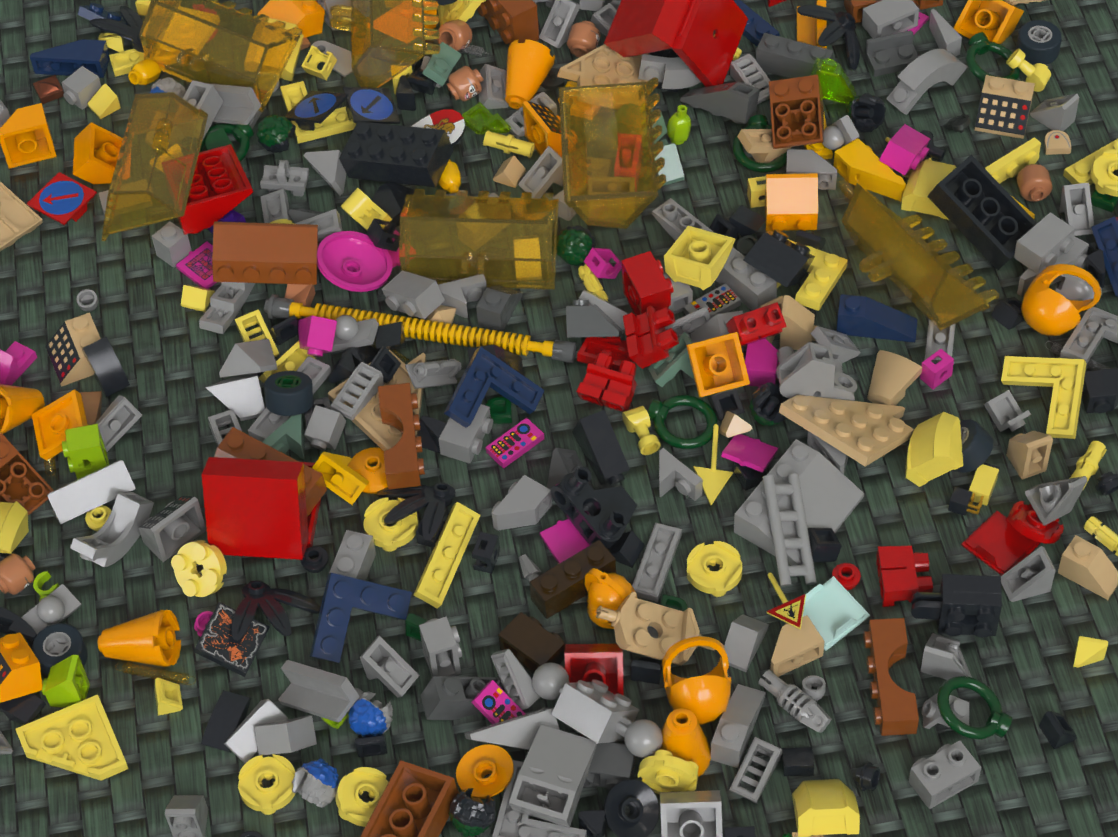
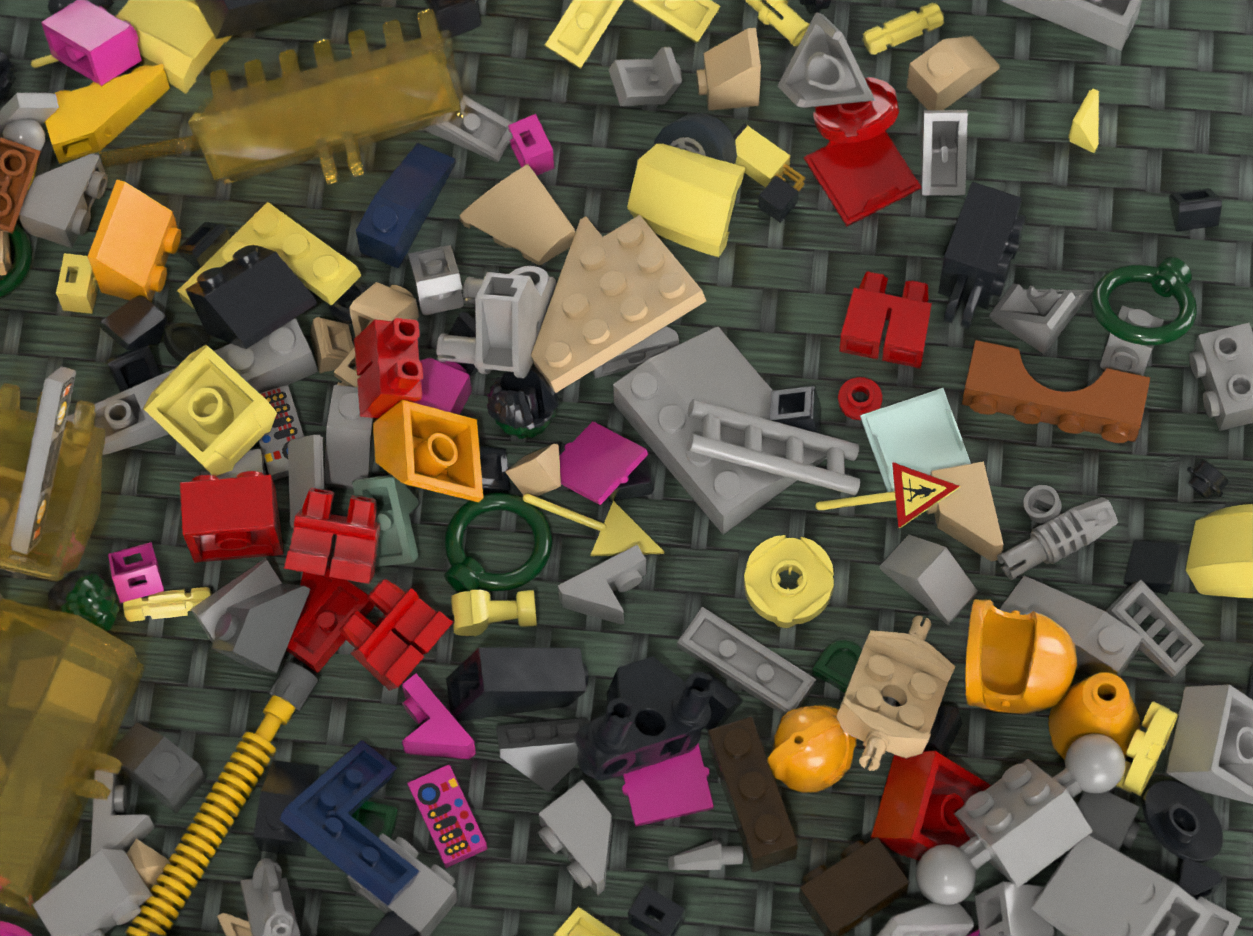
camera: 75 degrees left, 15 degrees up
(564, 421) = (441, 732): none -> dark pink slope
(631, 171) = (43, 459): none -> light grey tile

